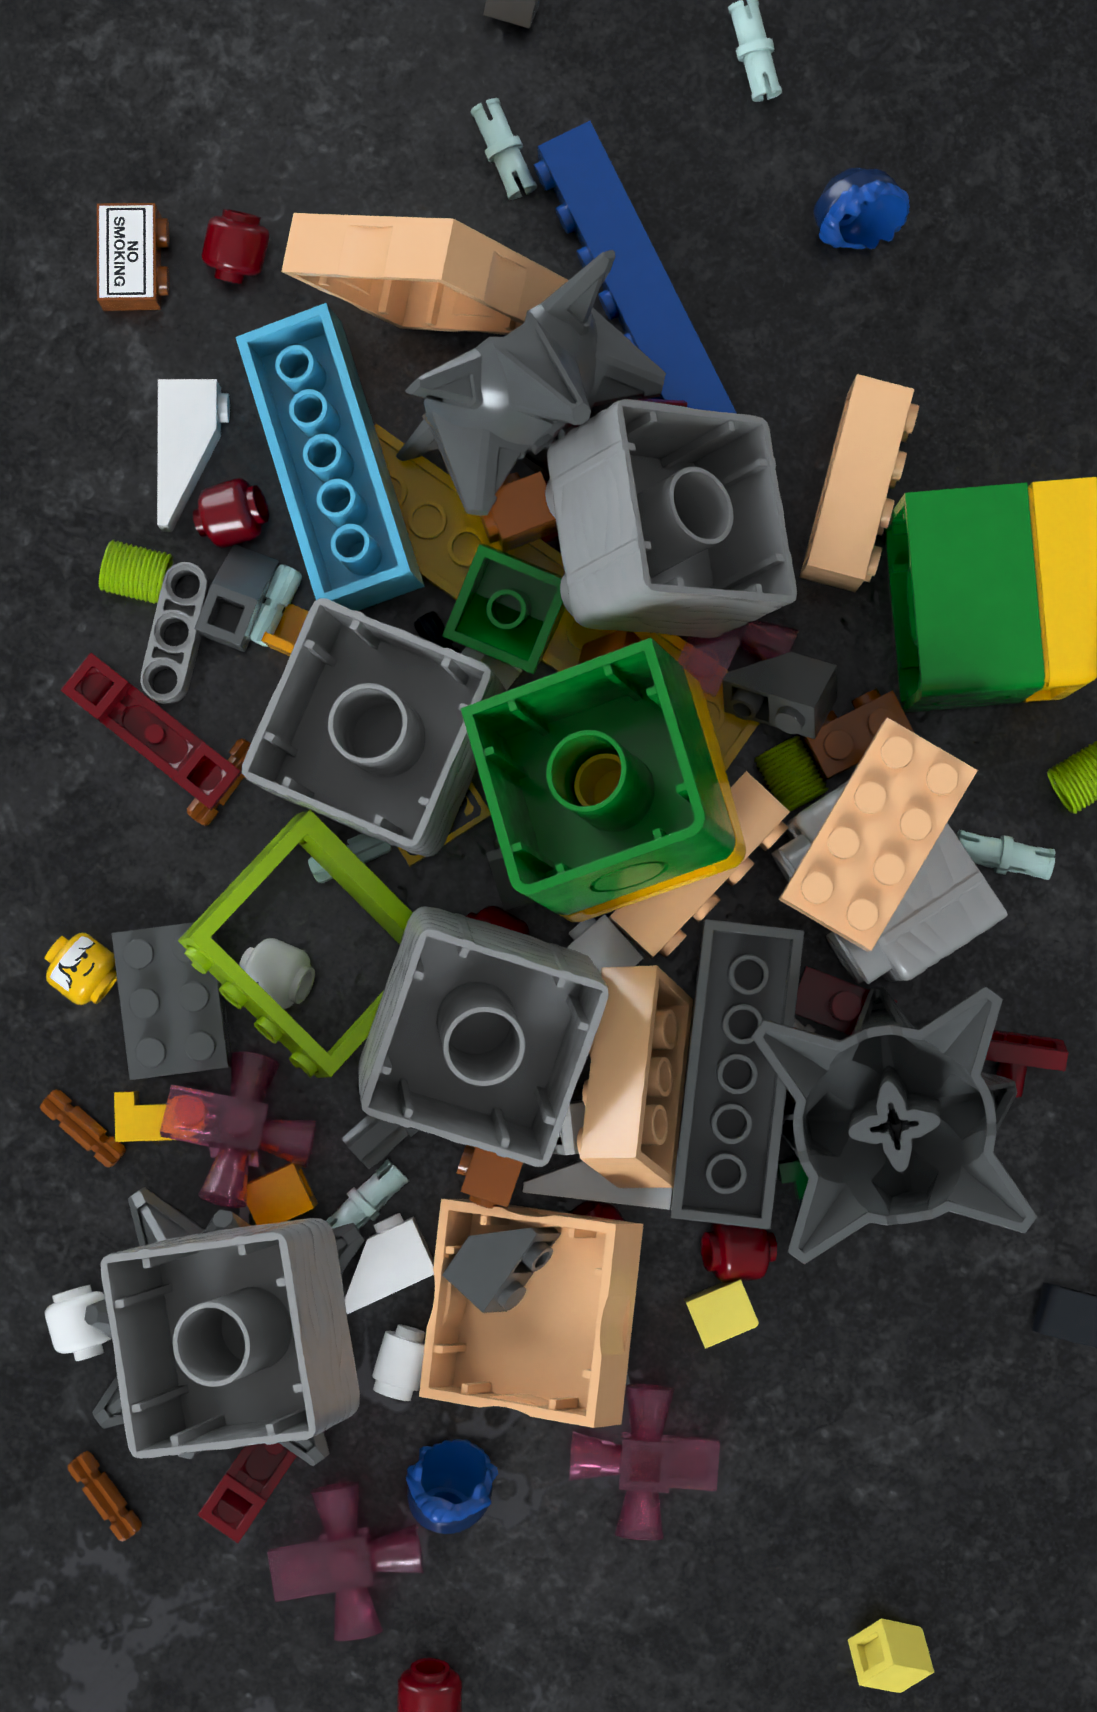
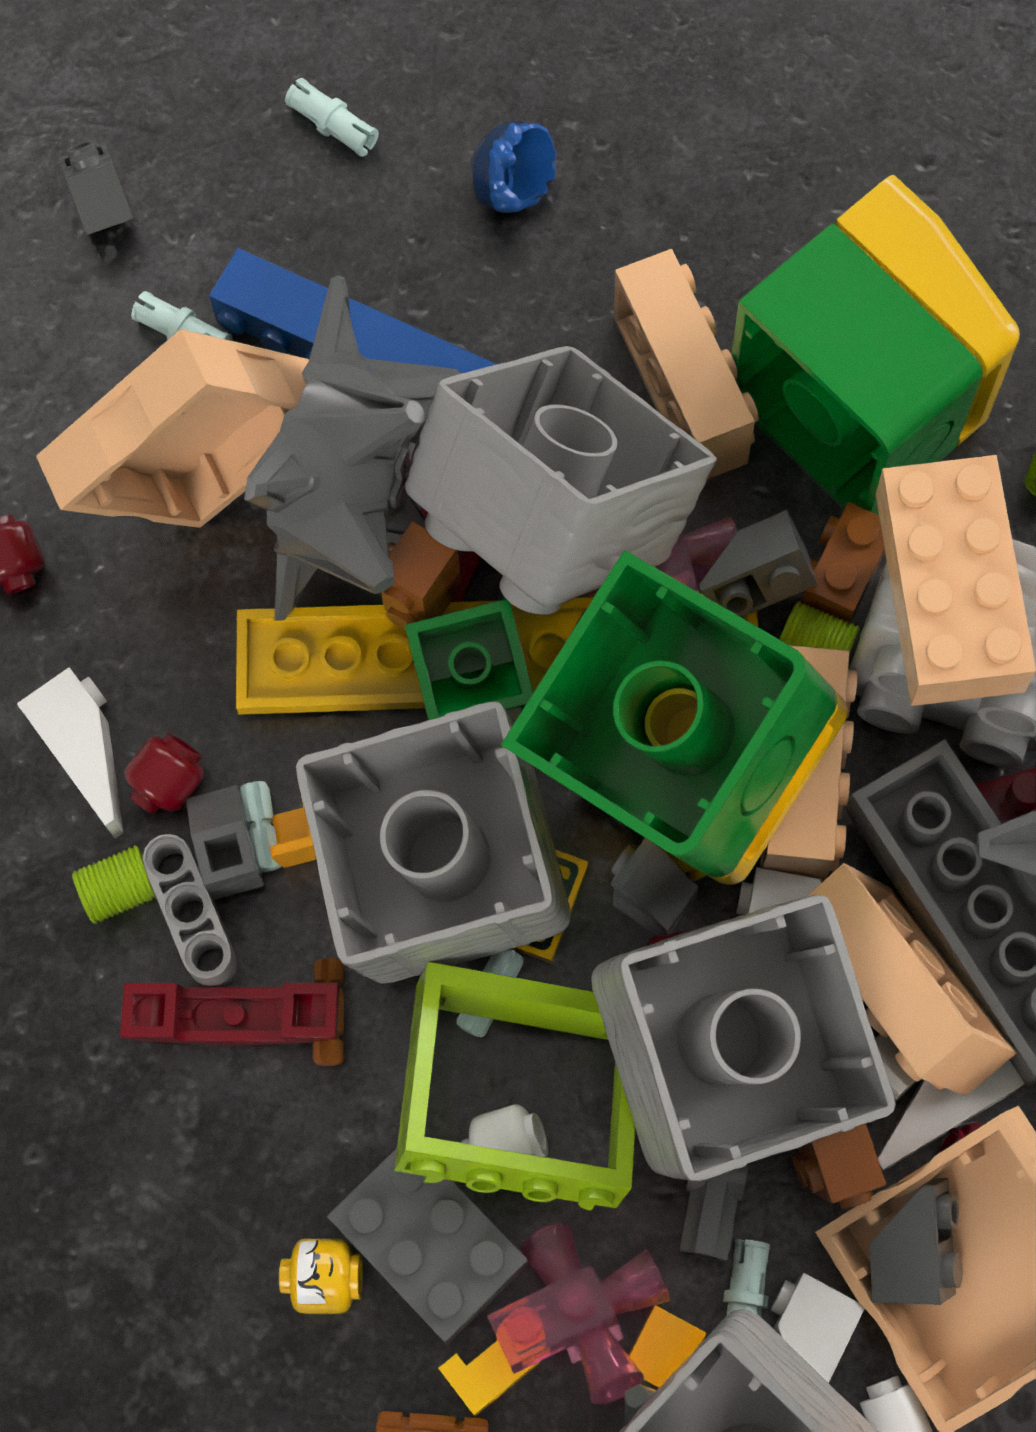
camera: 30 degrees left, 15 degrees down
(329, 460) = (218, 655): medium azure brick -> none

